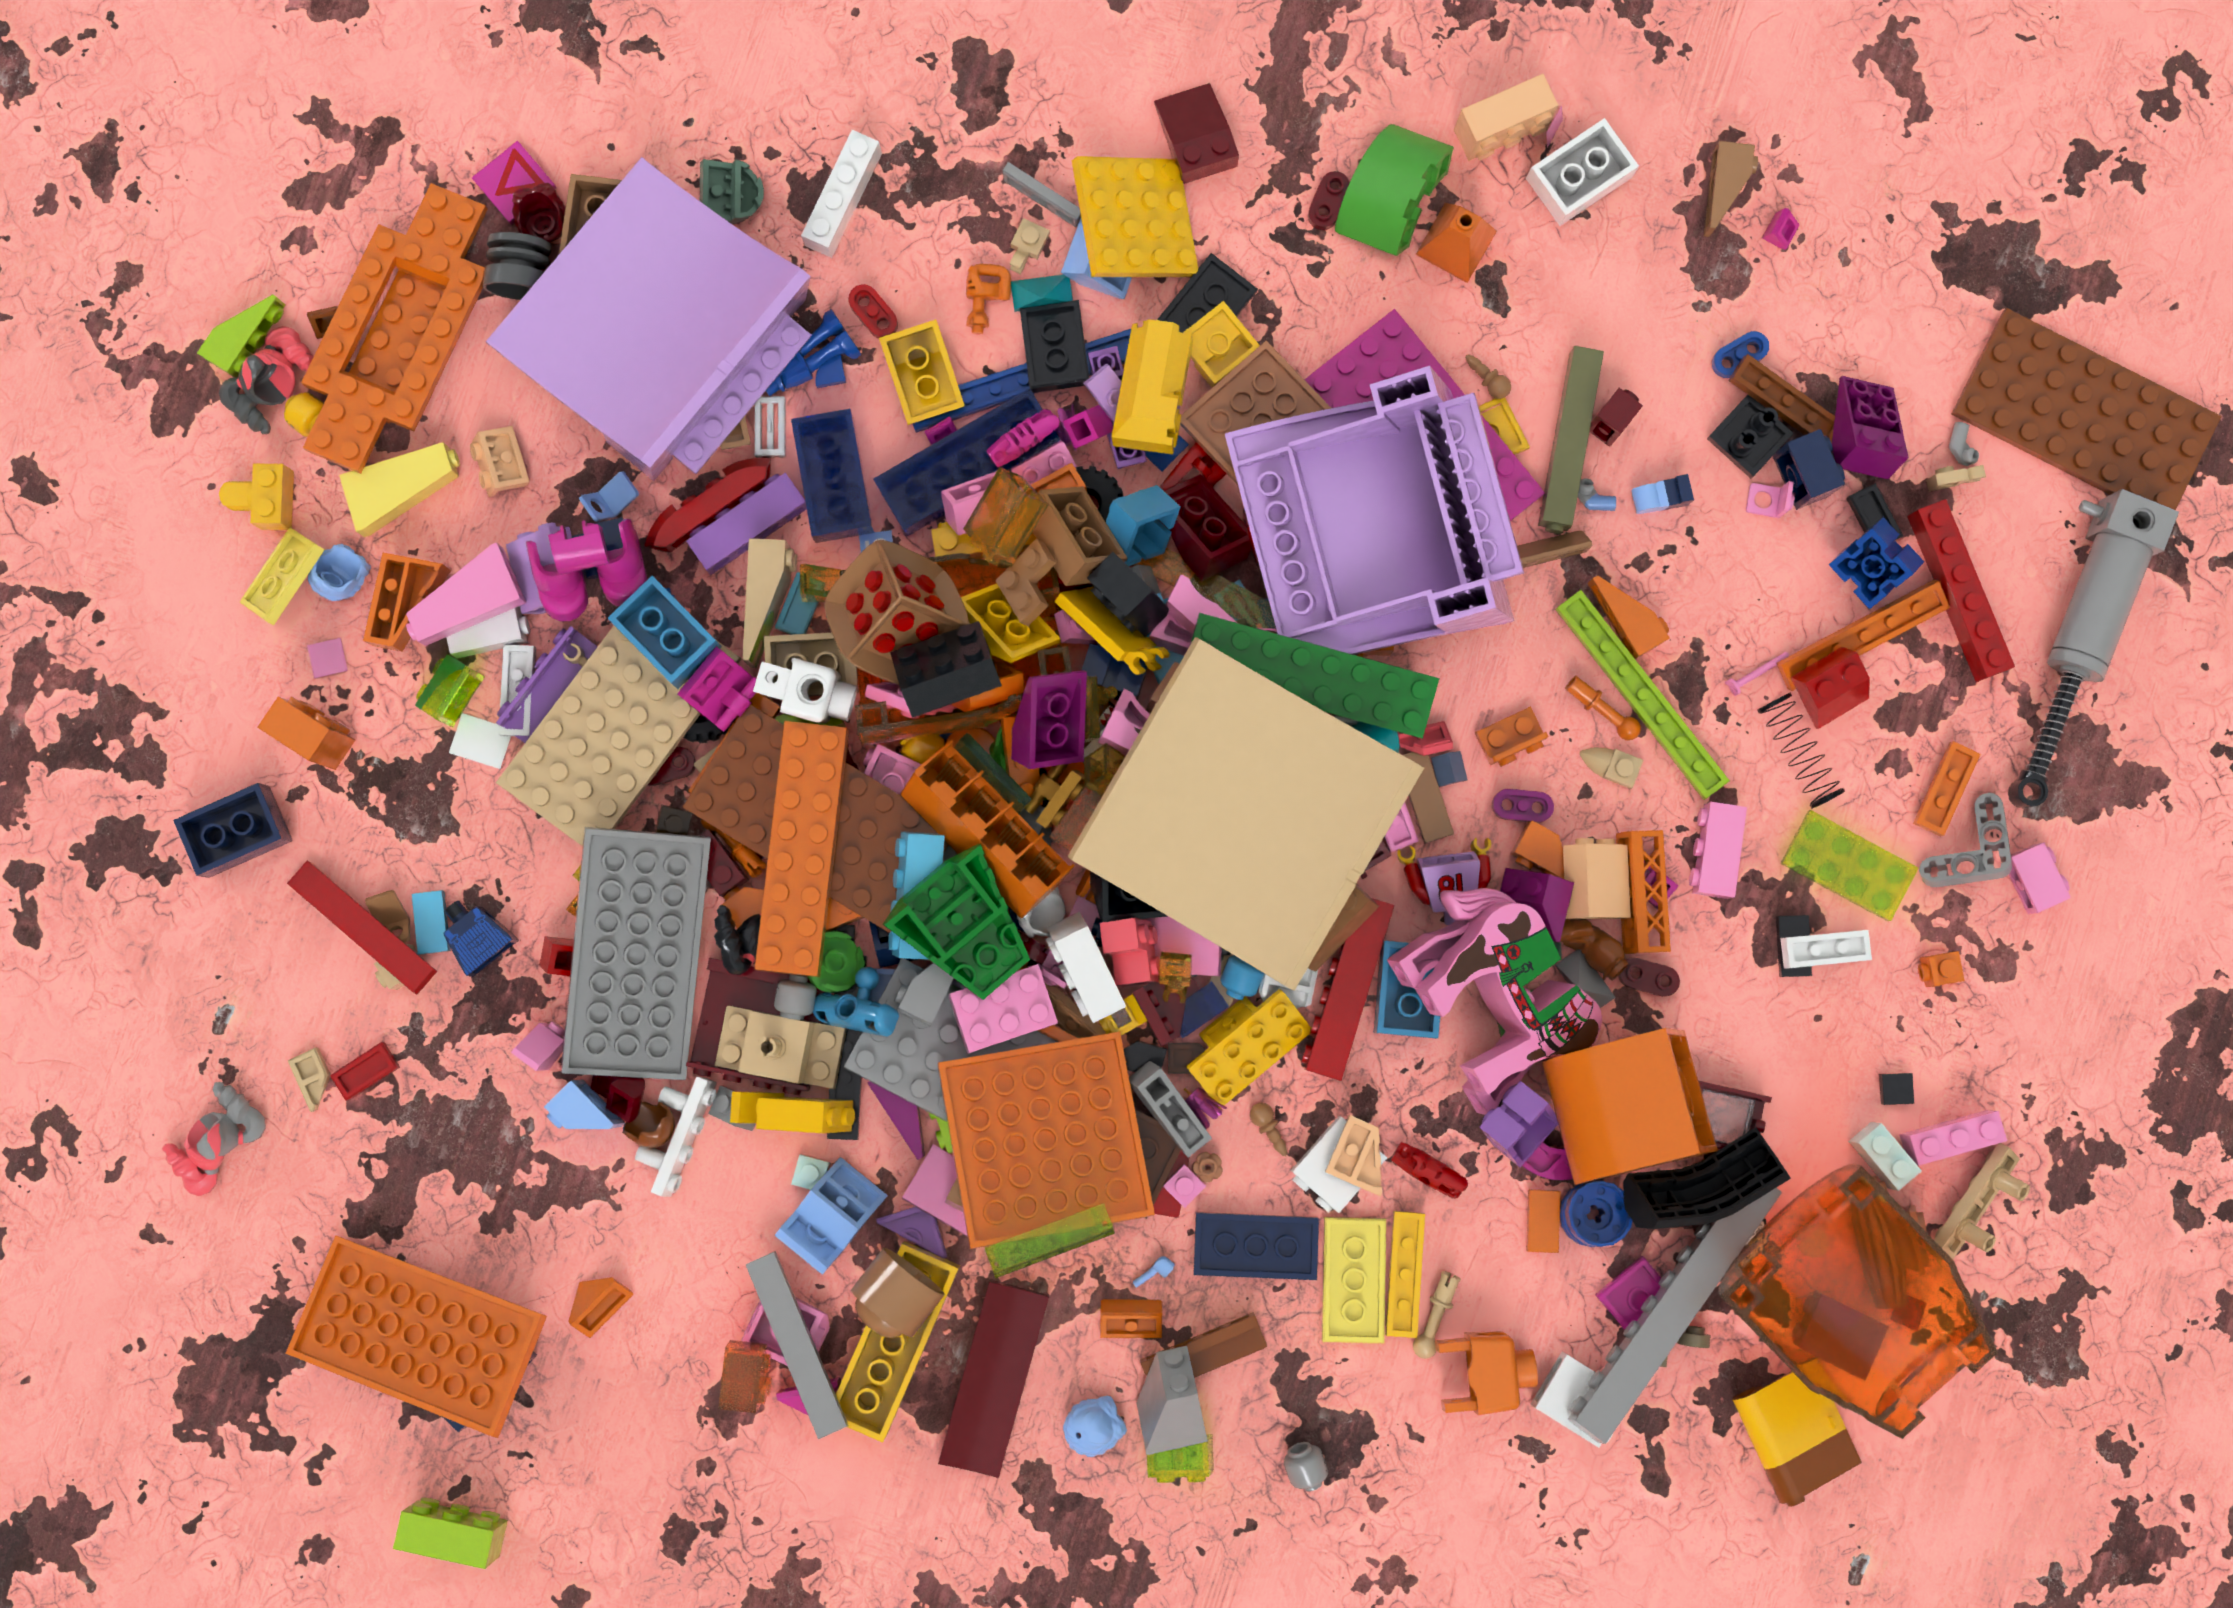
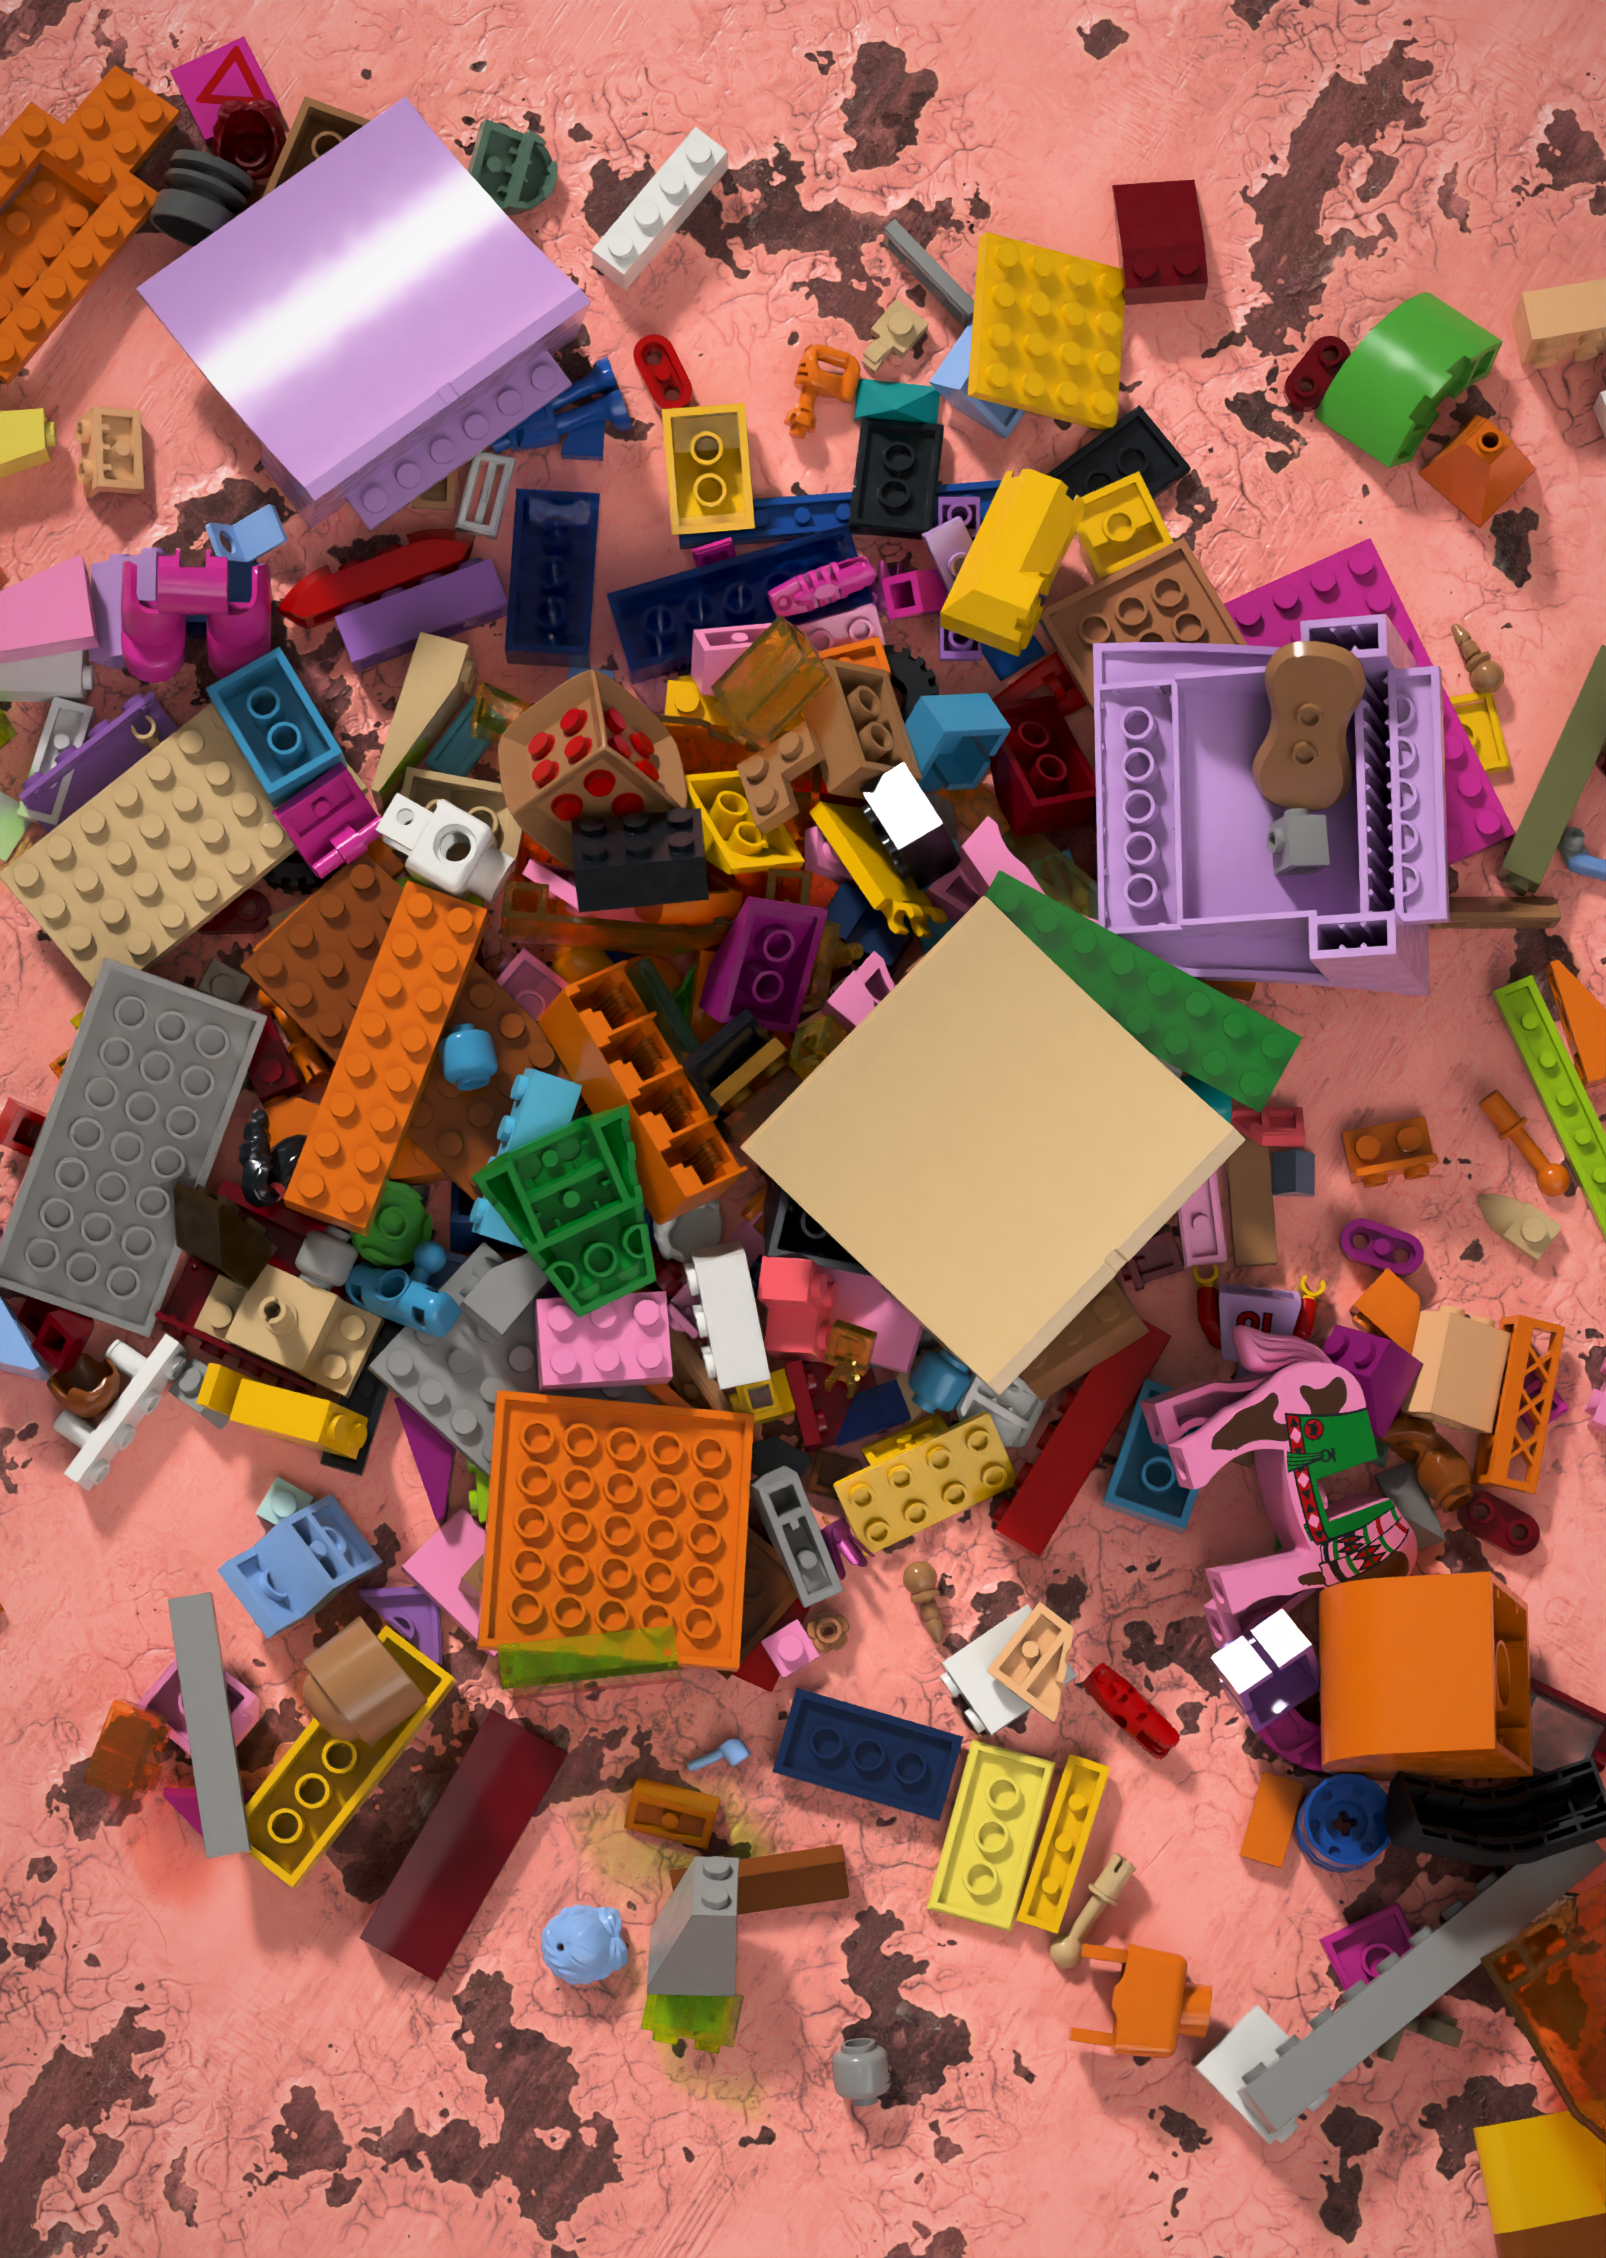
camera: 15 degrees right, 5 degrees down
(717, 1000) = (219, 1236): none -> dark brown slope
(858, 834) = (467, 1057): none -> dark azure head
(1039, 788) = (725, 1051): none -> black tile
(1390, 441) = (1311, 700): none -> medium nougat plate
(1402, 540) = (1299, 843): none -> light grey brick

